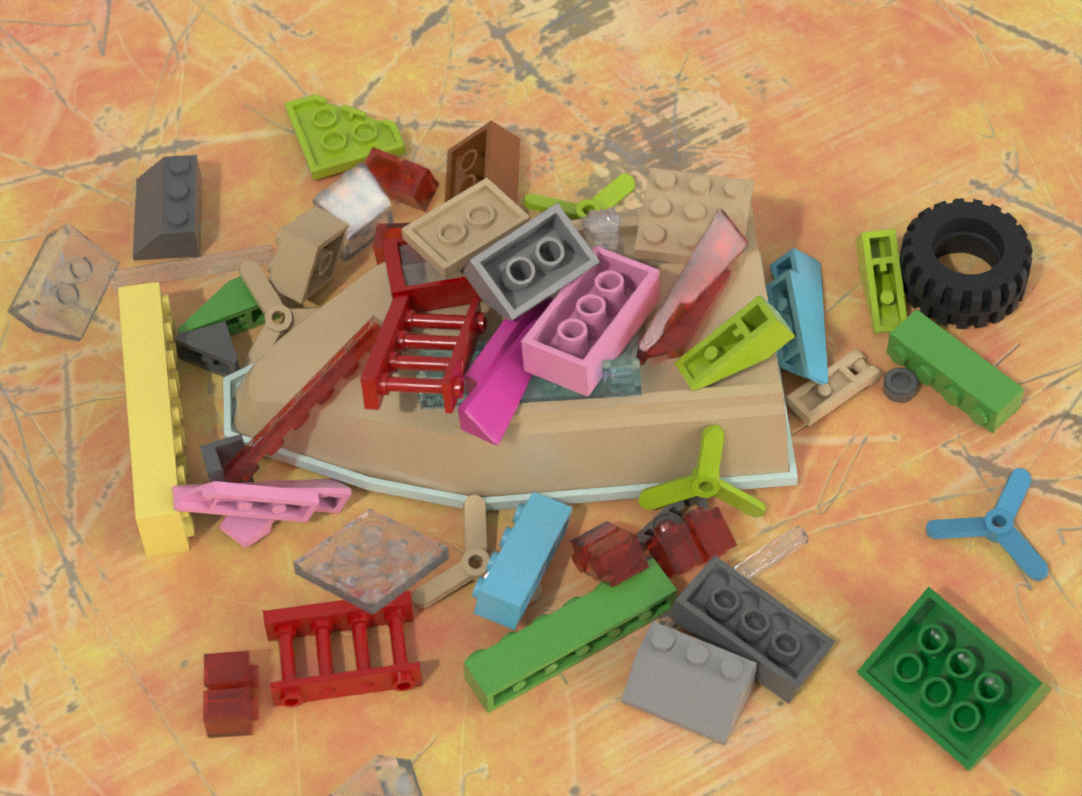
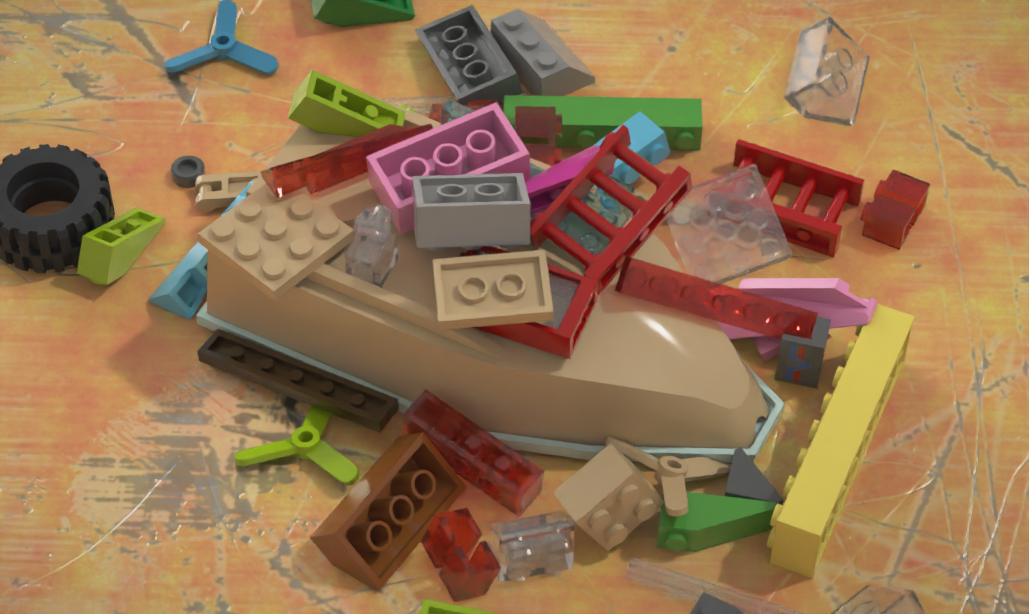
camera: 150 degrees left, 5 degrees down
(954, 371) = (141, 149): bright green brick -> none

